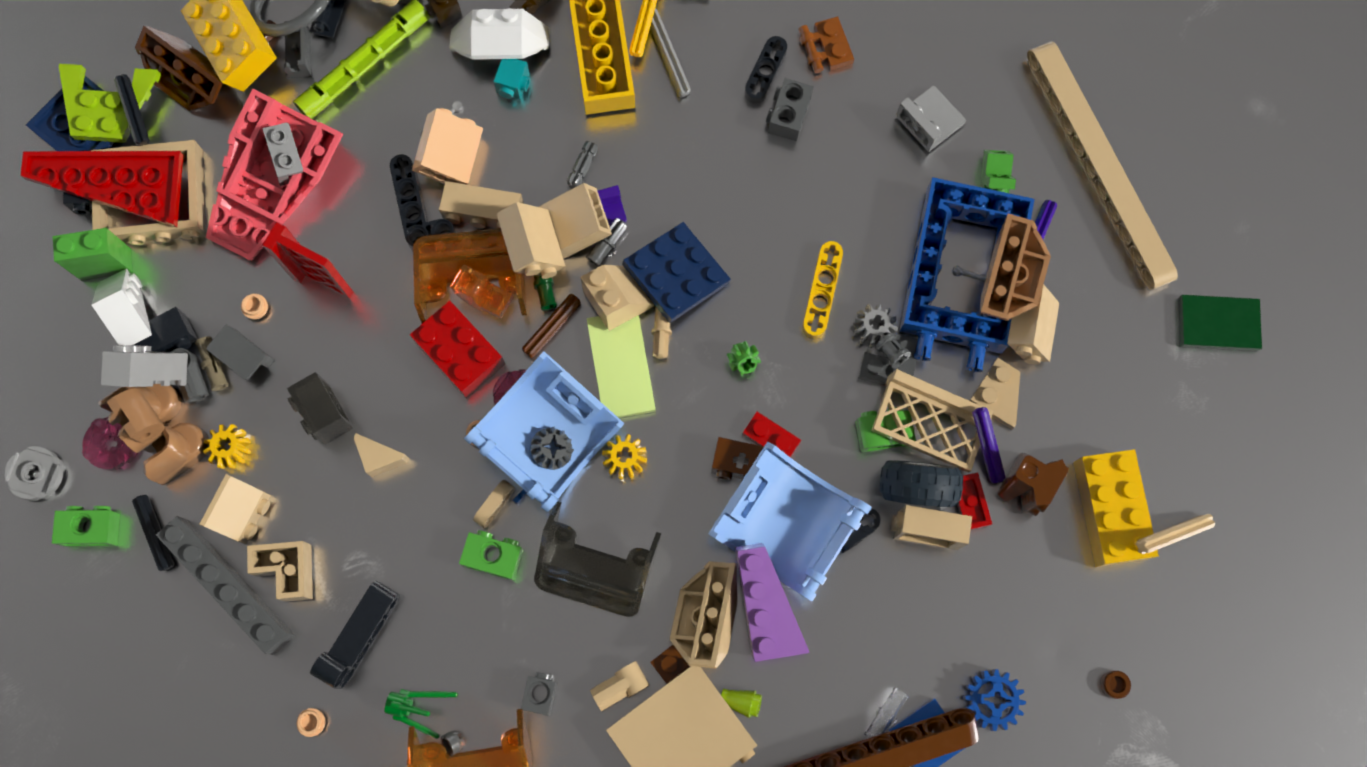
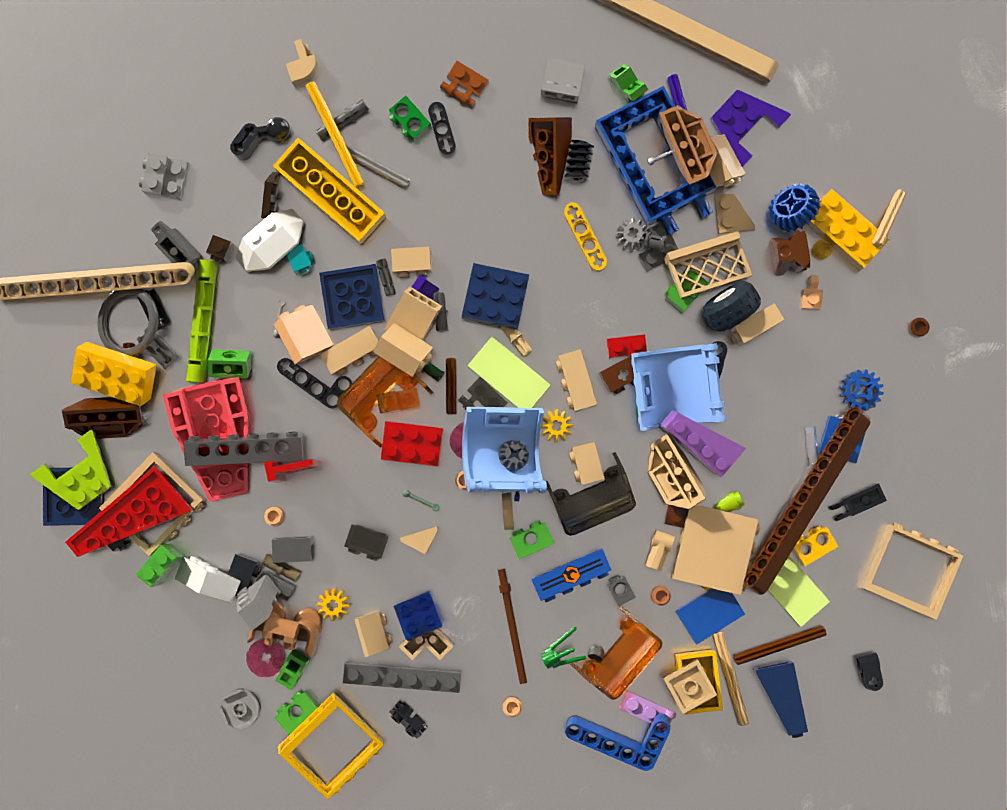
camera: 35 degrees left, 10 degrees up
(31, 603) = (311, 723): none -> yellow window
(122, 476) = (292, 669): none -> bright green brick
(131, 110) = (101, 465): black axle -> none
(150, 528) = (335, 684): black axle -> none
(189, 648) = (401, 715): none -> black hinge
(228, 171) = (195, 457): none -> dark grey brick
(283, 151) = (213, 416): light grey bracket -> none
(298, 531) = (418, 616): none -> clear blue bracket
(349, 118) = (229, 363): none -> bright green brick
(357, 636) = (497, 642): black beam -> none
(417, 585) = (505, 589): none -> reddish brown bar
(424, 436) = (406, 493): none -> sand green hinge
(501, 630) = (571, 574): none -> blue brick
(531, 155) = (352, 296): none -> dark blue plate
(577, 360) = (484, 394): none -> clear smoke plate
(578, 739) = (661, 595): none -> nougat plate
(614, 295) = (473, 339): tan slope -> none
(621, 168) = (411, 260): none -> tan brick
(622, 524) = (587, 463): none -> tan brick
(686, 427) = (576, 380): none -> tan brick
(741, 33) = (413, 116): none -> green brick
(743, 358) = (575, 315): bright green gear -> none
(792, 109) = (481, 142): dark grey brick -> none
(869, 165) = (551, 145): none -> reddish brown wedge
(879, 206) = (578, 160): none -> black piece
(974, 502) = (767, 291): red plate -> none
(989, 445) = (750, 252): dark purple axle -> none
(1019, 551) = (812, 297): none -> light nougat plate
(1072, 508) = (822, 248): none -> clear yellow plate
(1077, 436) = (794, 207): none -> blue gear
(1094, 299) = (738, 117): none -> dark purple wing
(1220, 322) = (822, 70): dark green tile -> none

